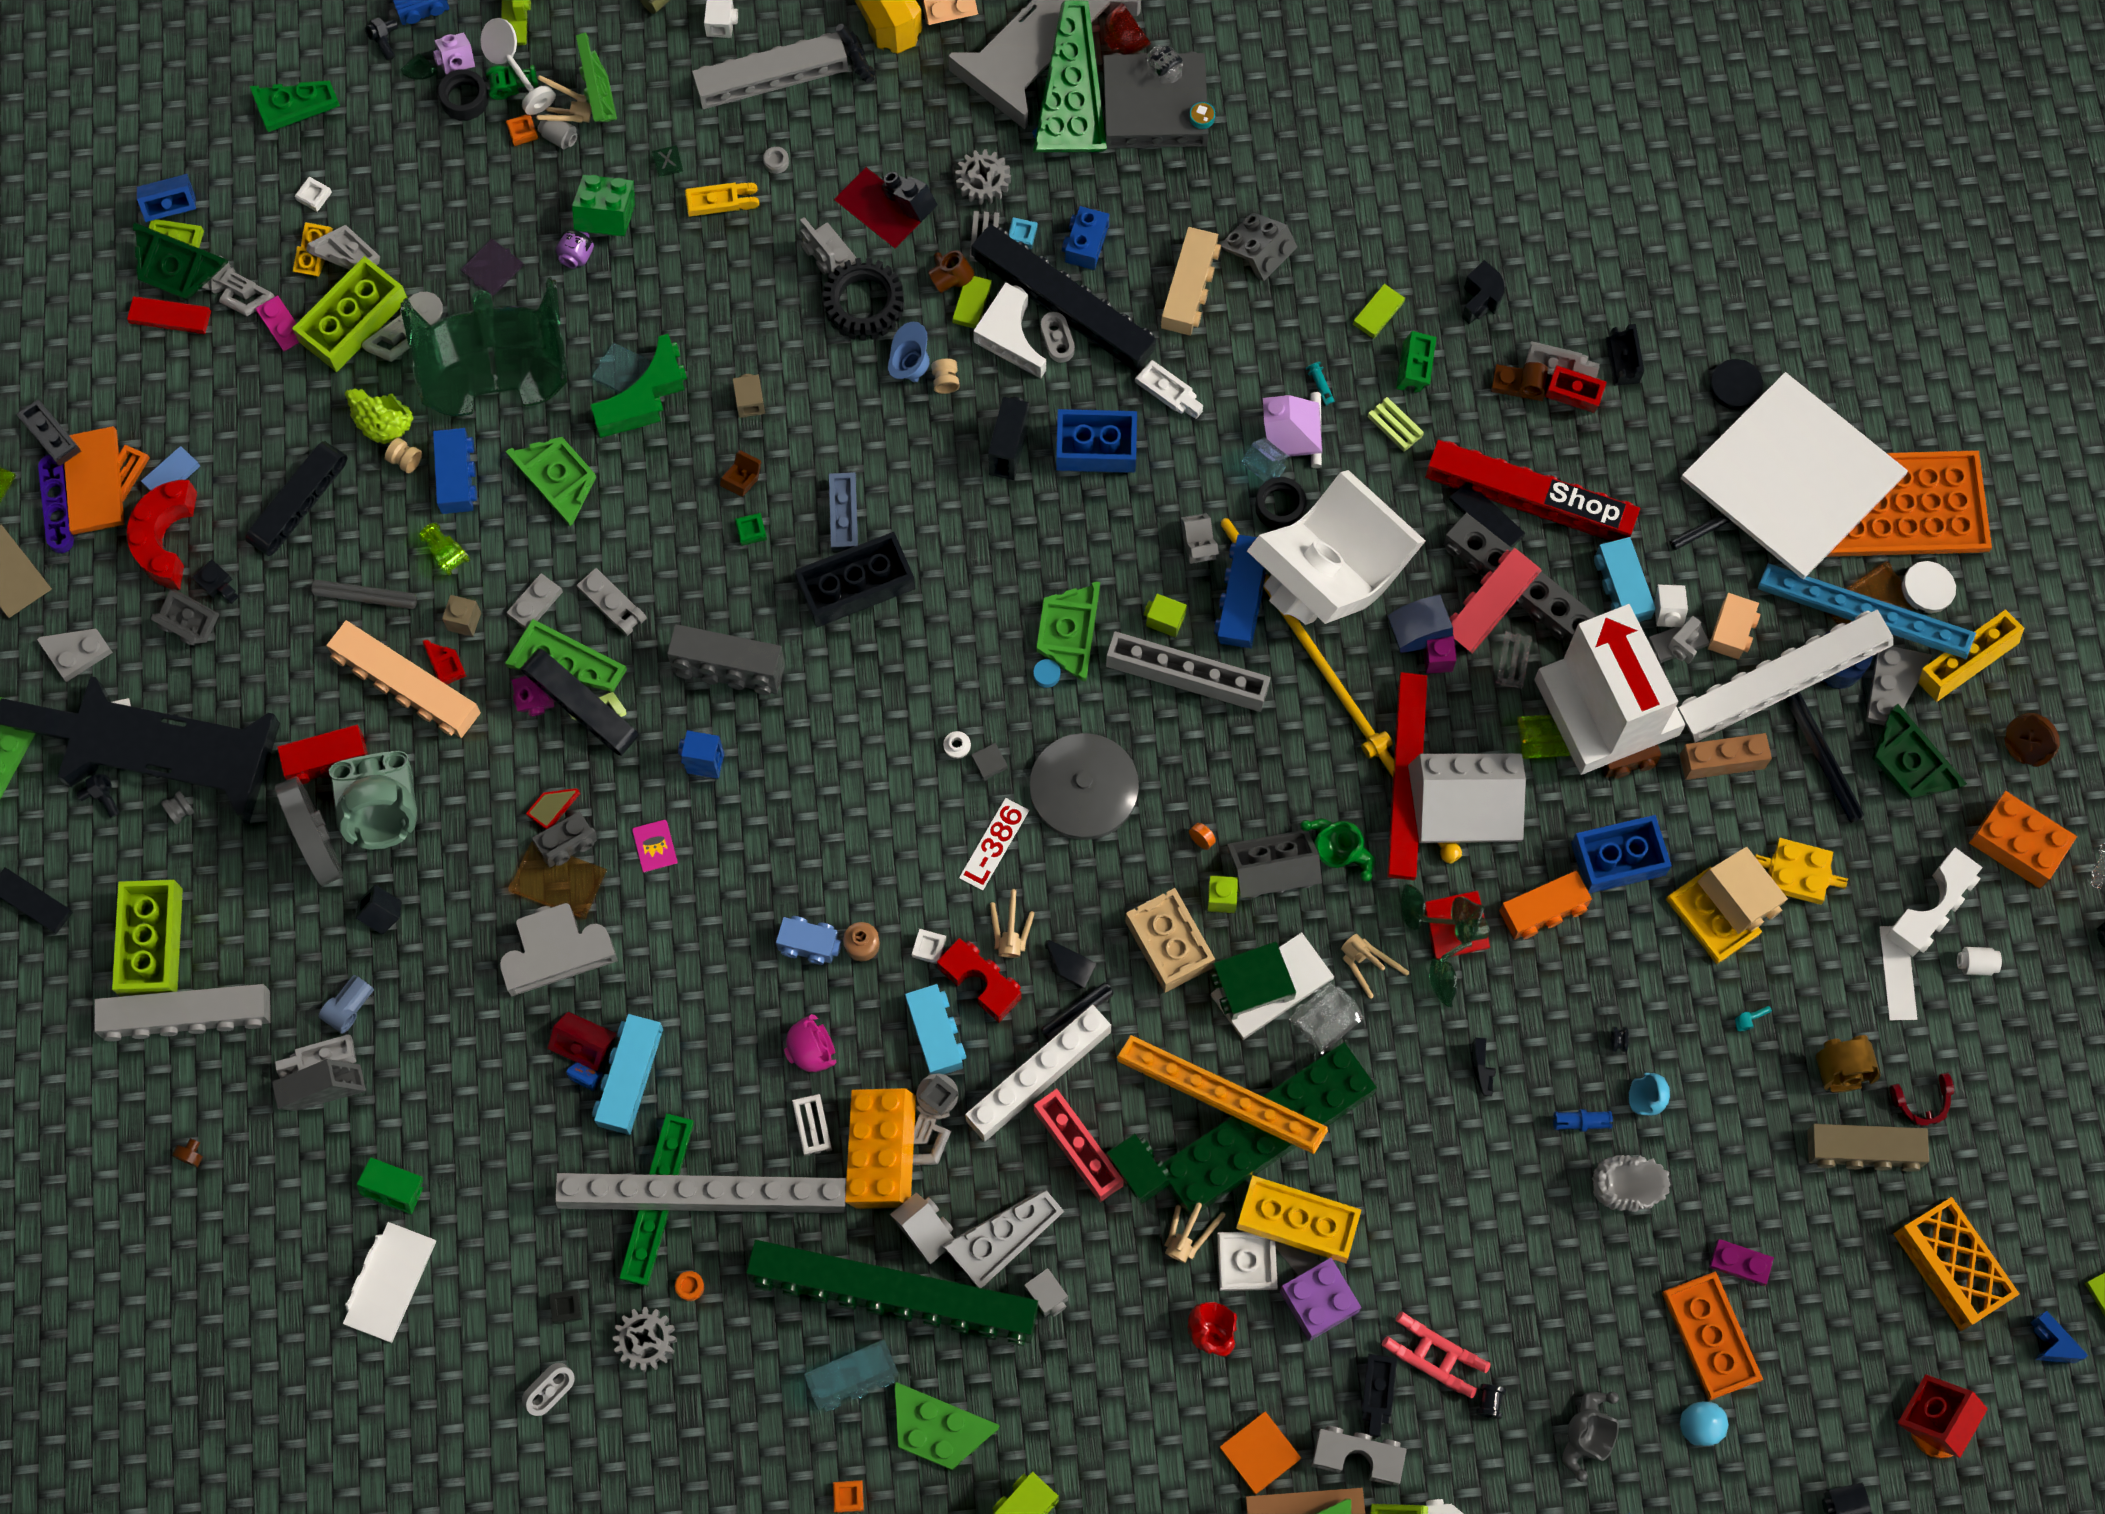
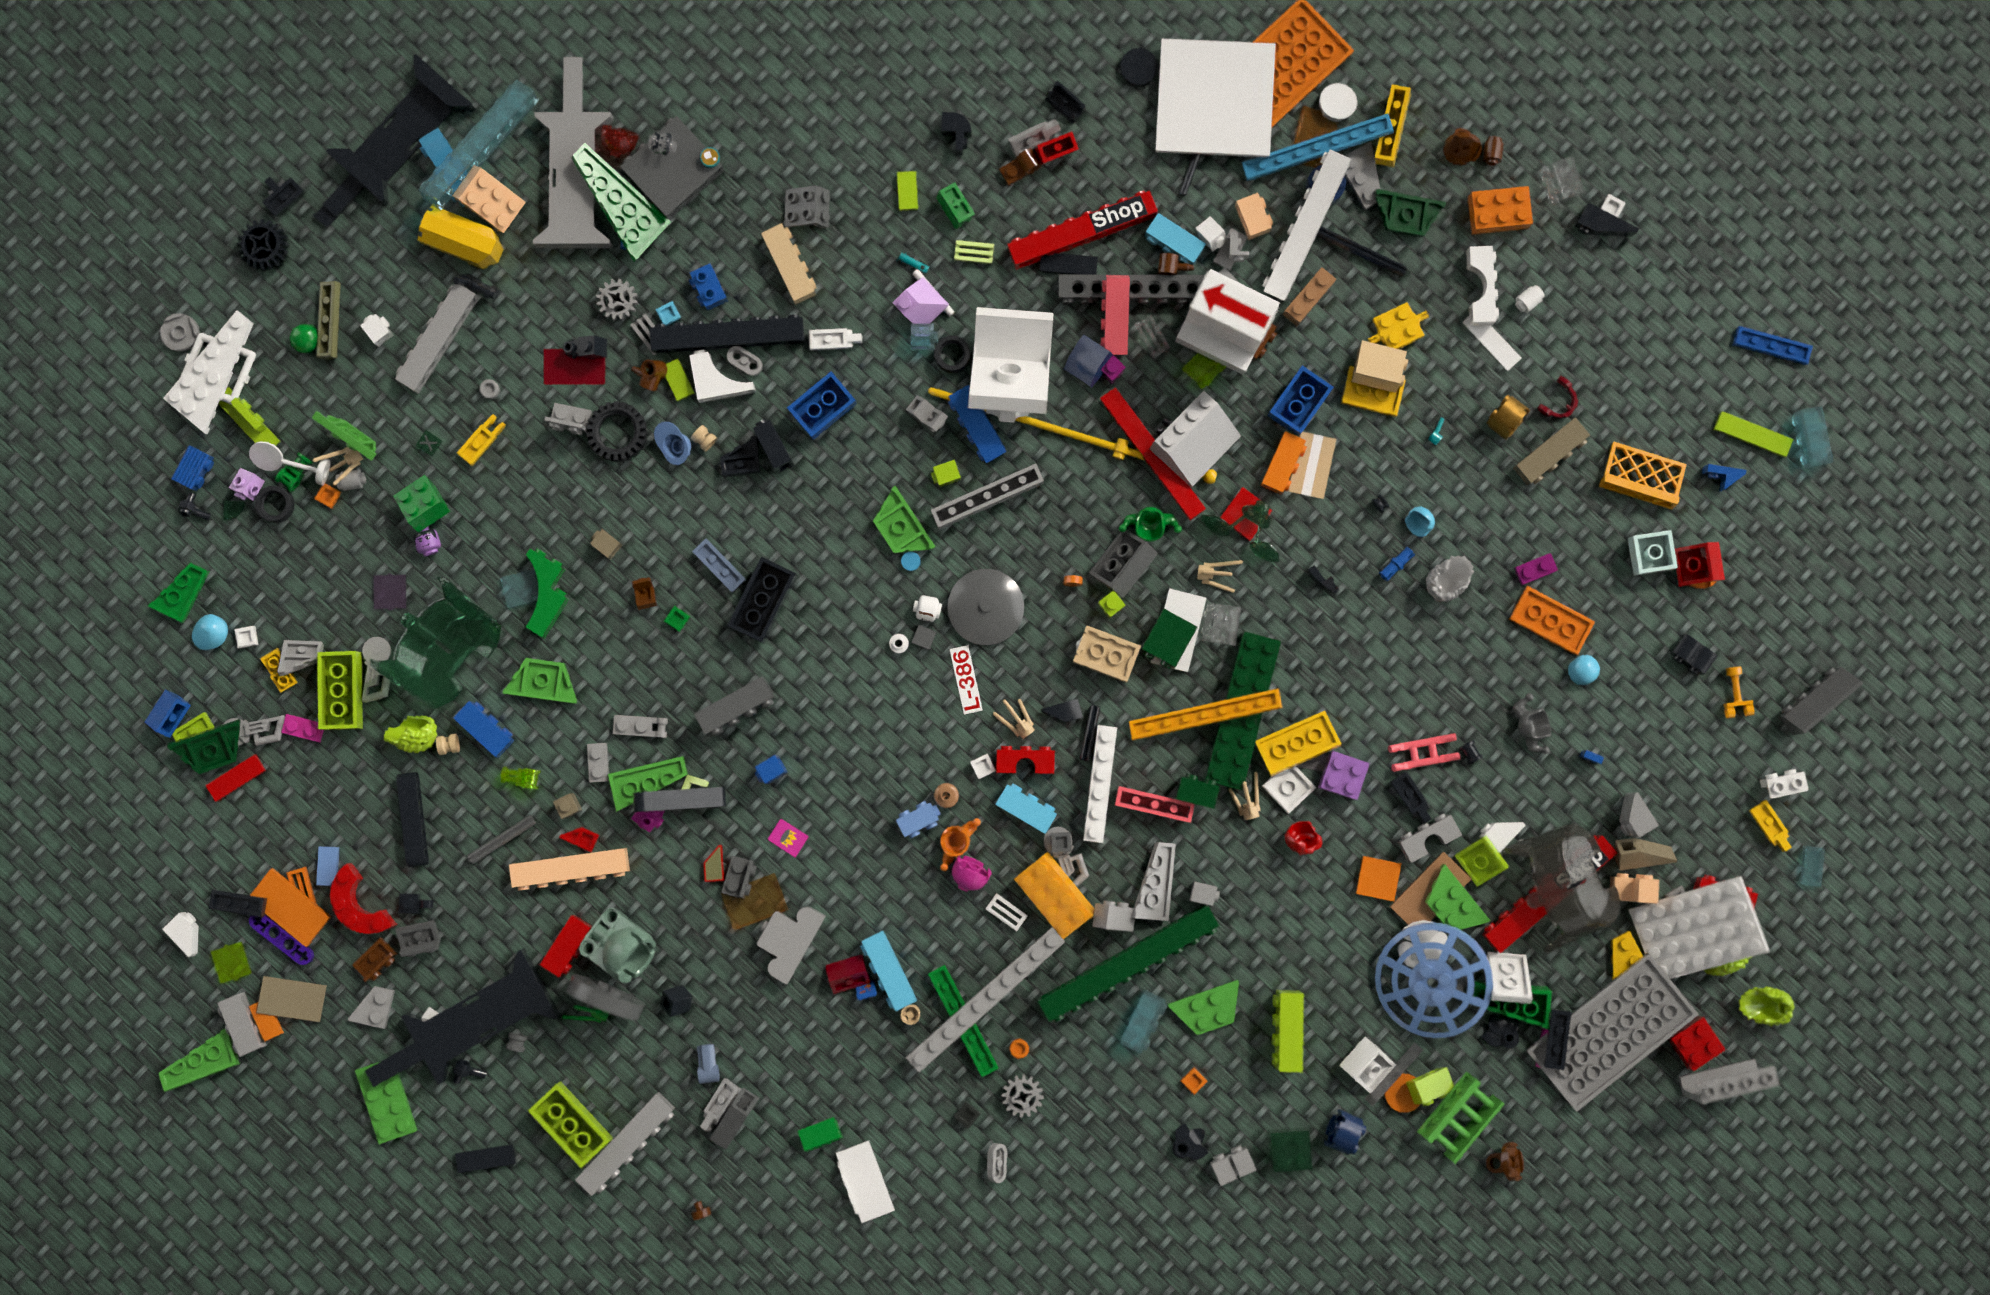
camera: 40 degrees left, 15 degrees up
(122, 602) = (374, 960): none -> reddish brown bracket
(283, 160) = (209, 632): none -> medium azure hat
(289, 850) = (599, 1015): none -> green plant
(607, 1136) = (910, 1014): none -> tan wheel
(827, 998) = (956, 841): none -> orange piece
(963, 429) = (741, 460): none -> black wing
(1020, 733) = (927, 608): none -> white head
(1577, 939) = (1313, 466): none -> tan sticker
(1597, 596) = (1169, 264): none -> reddish brown piece
(1896, 1356) = (1652, 552): none -> light aqua brick
(2066, 773) = (1493, 150): none -> reddish brown brick

